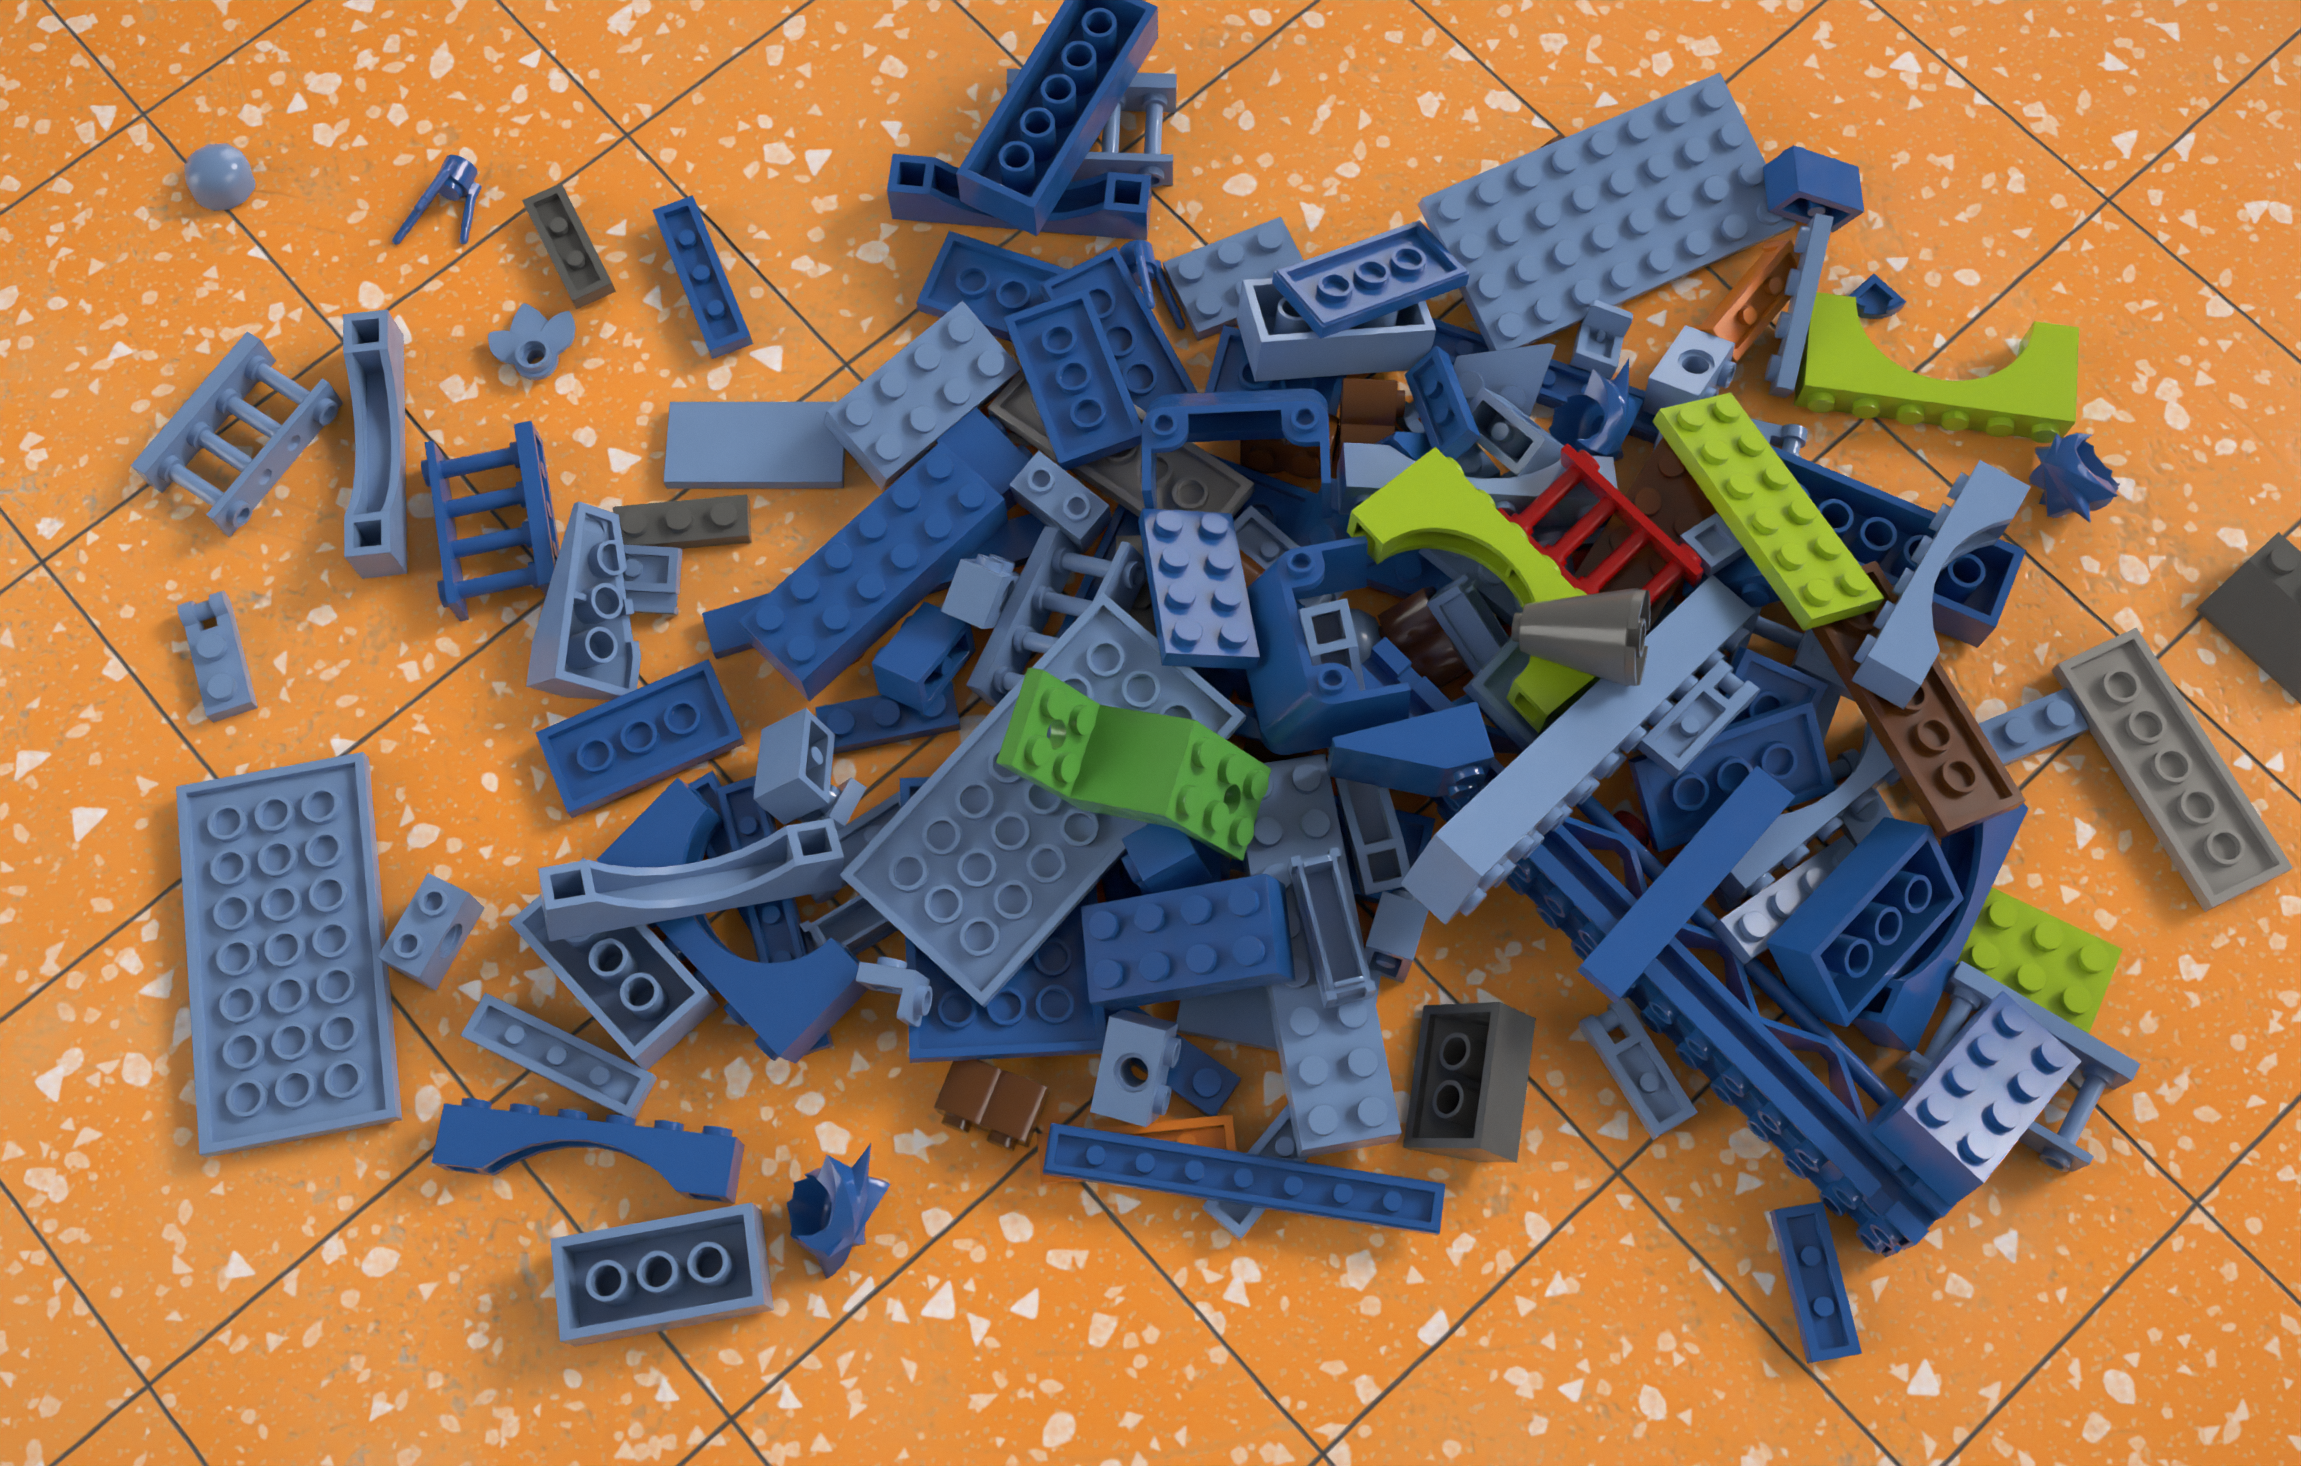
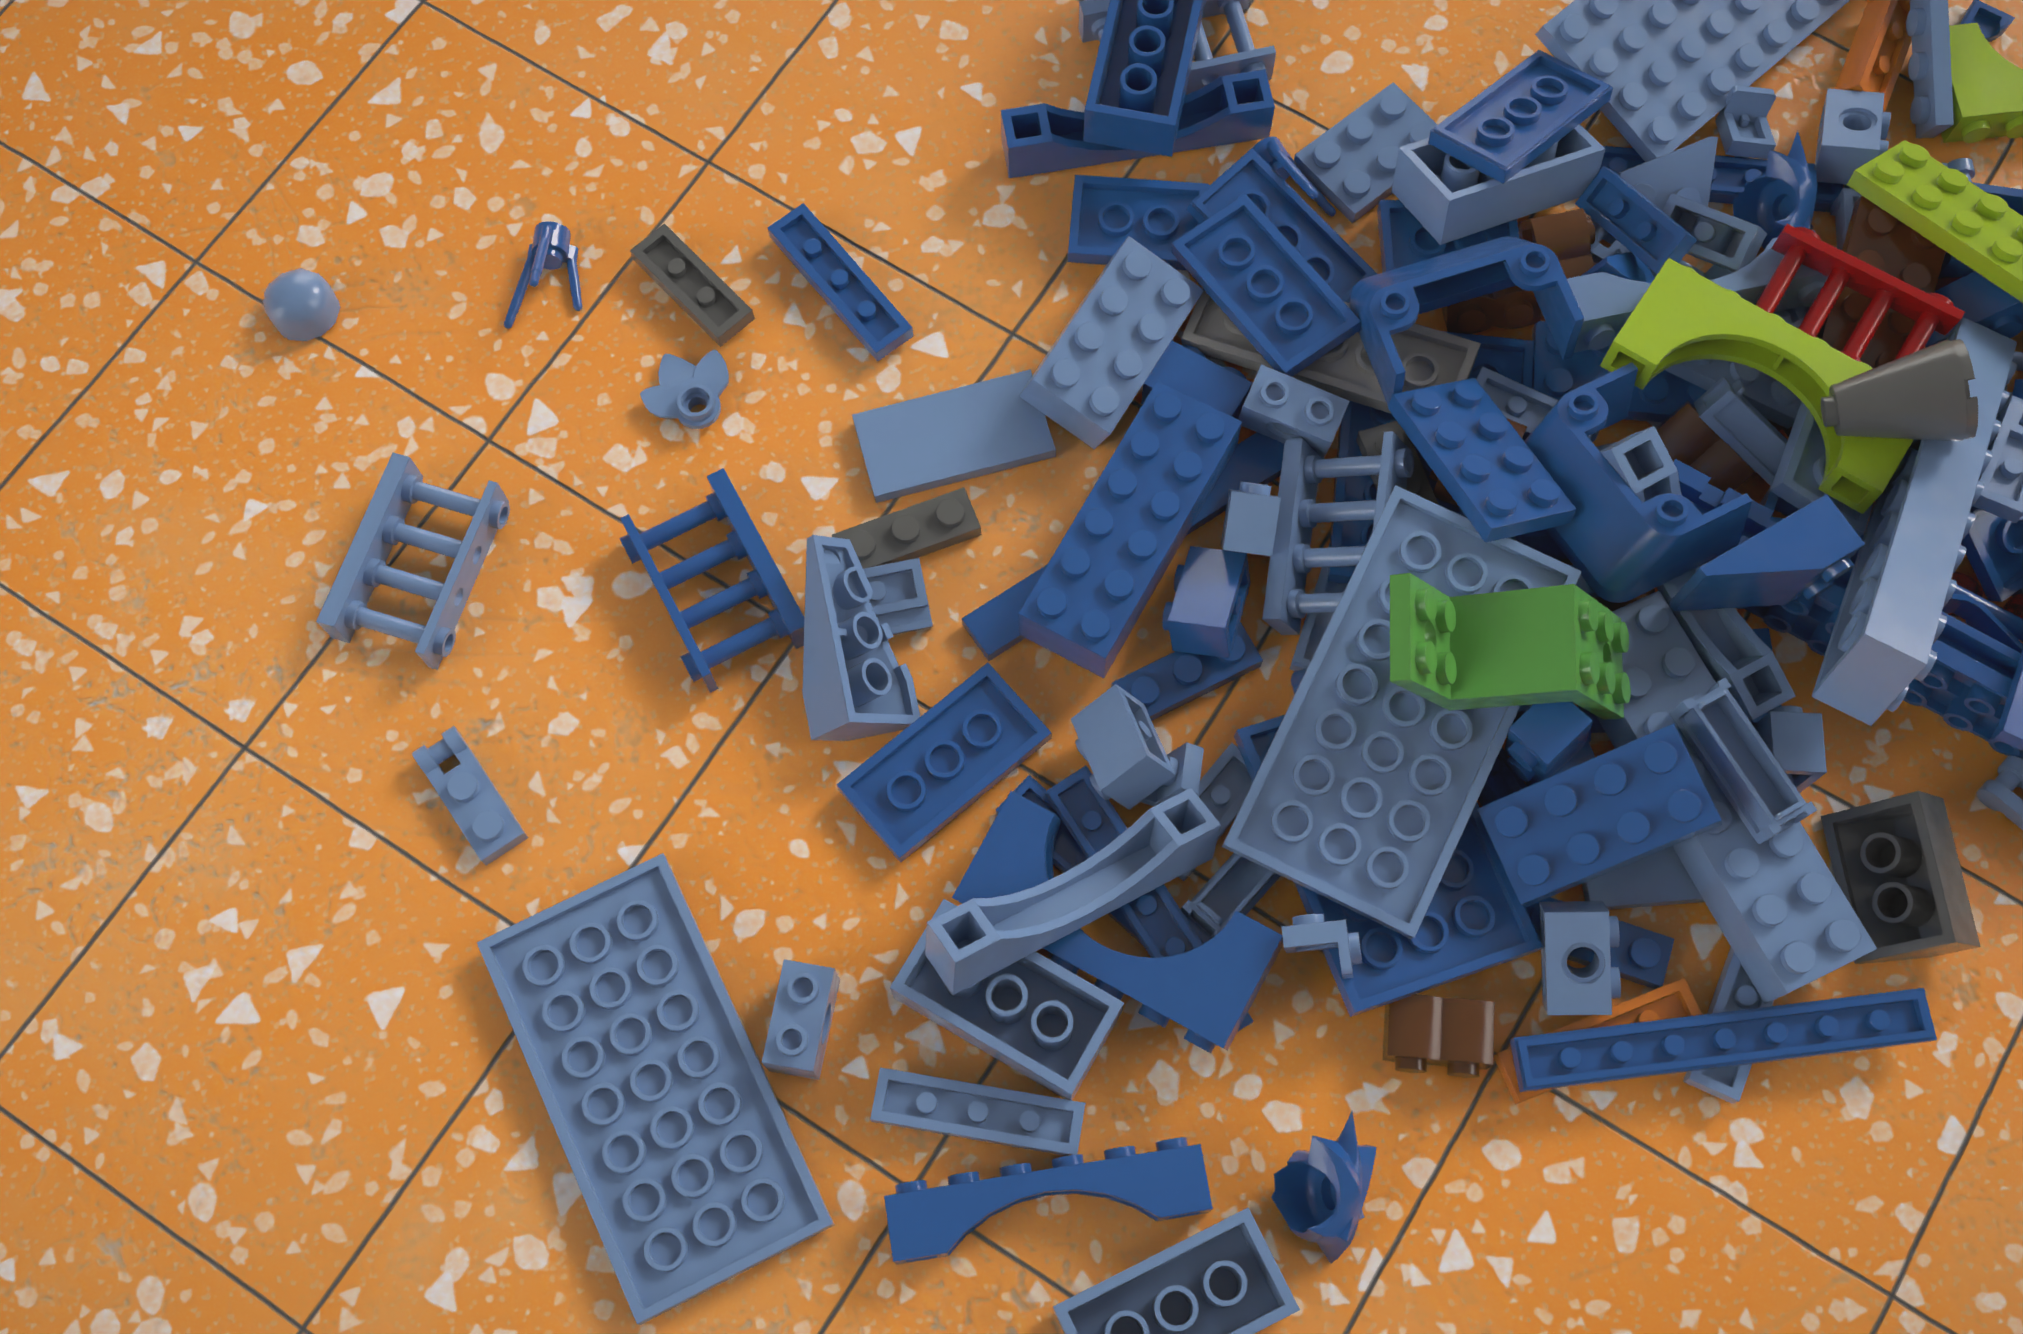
camera: 15 degrees left, 0 degrees up
(377, 507) = (567, 533): medium blue arch -> none
(1713, 544) = (1956, 283): medium blue plate -> none

